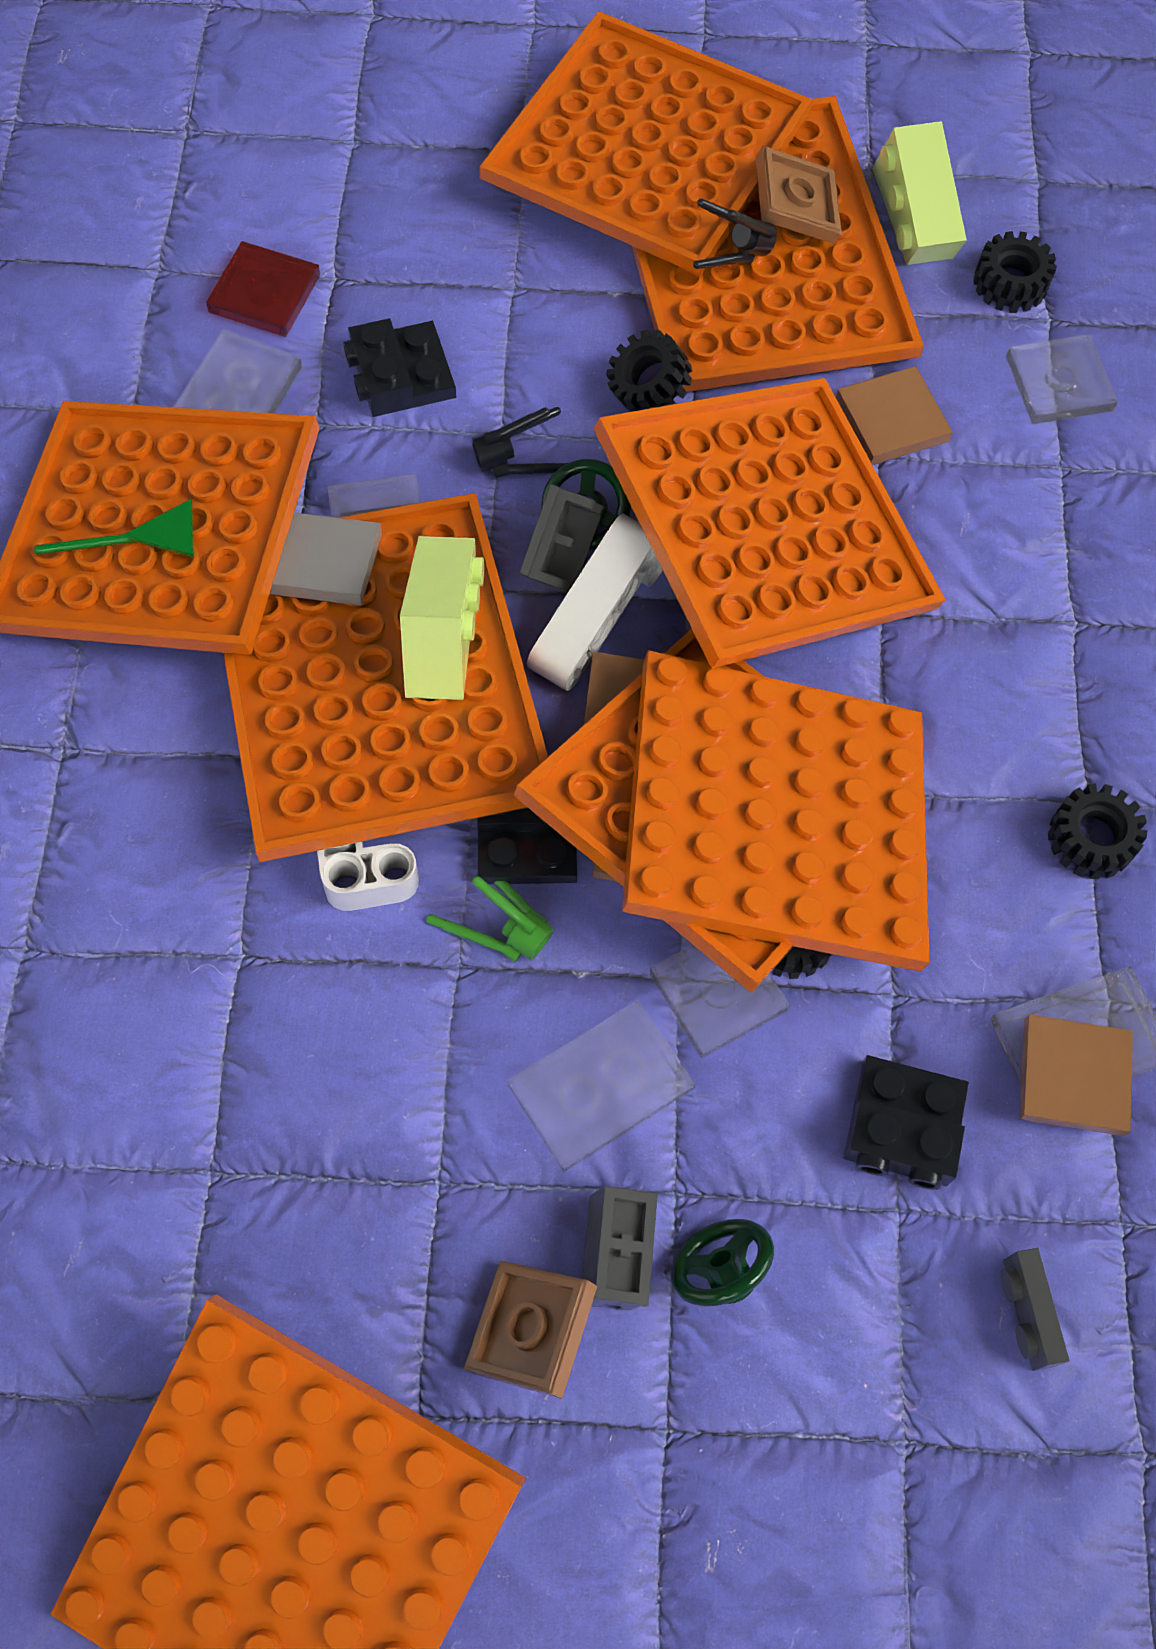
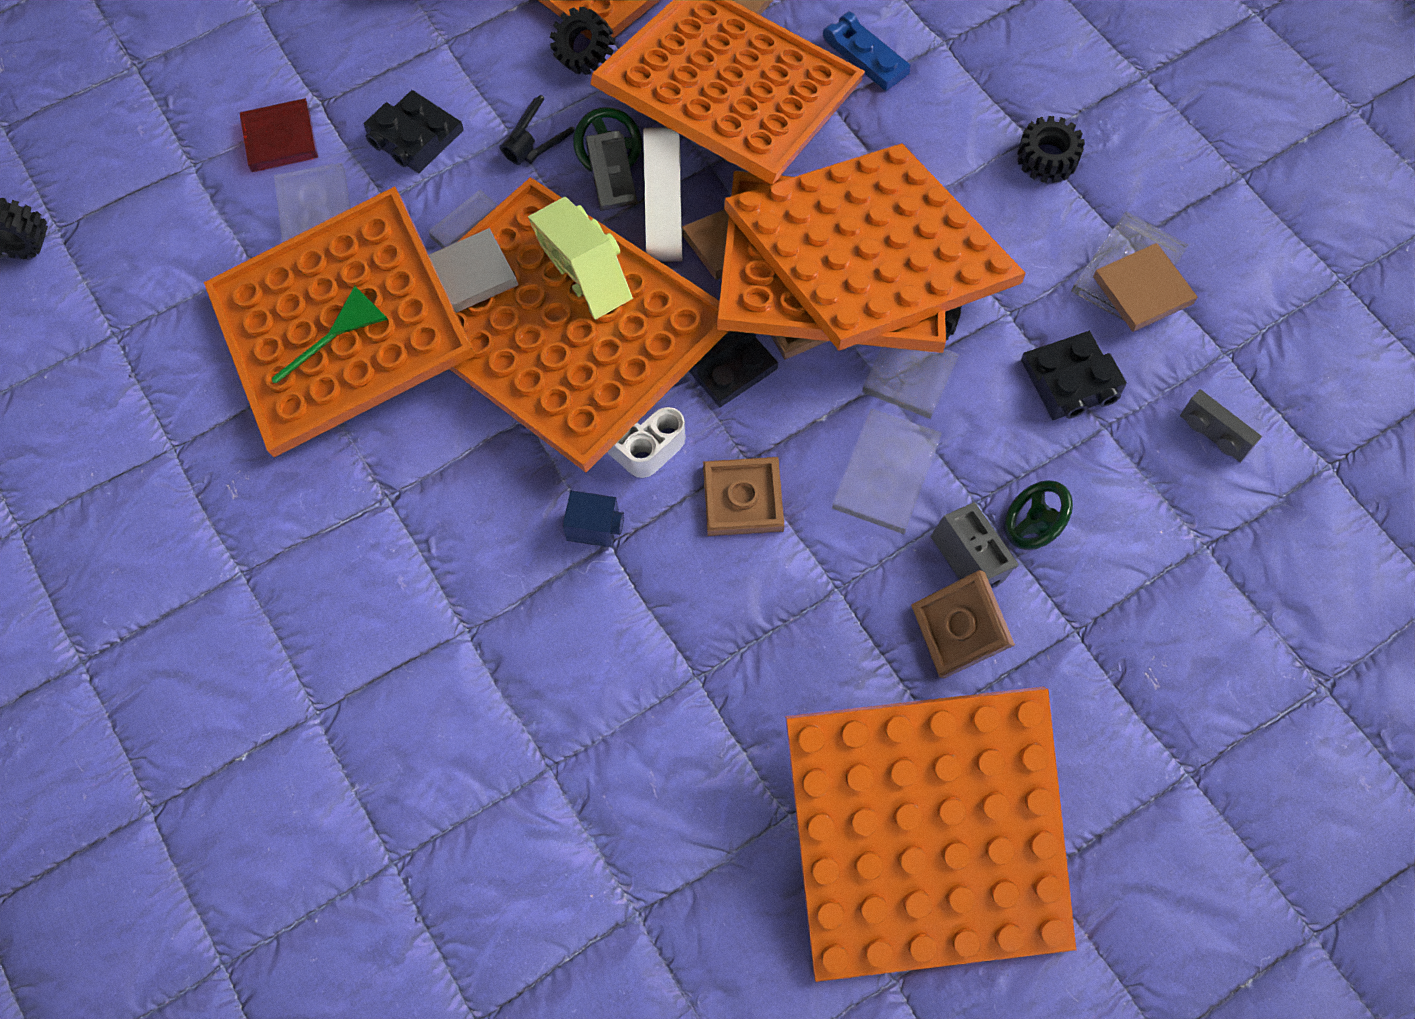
camera: 30 degrees left, 0 degrees up
(233, 917) = (592, 519): none -> dark blue brick
(419, 1003) = (743, 496): none -> medium nougat tile
(525, 929) = (772, 412): bright green plant -> none
(970, 579) = (866, 51): none -> blue plate

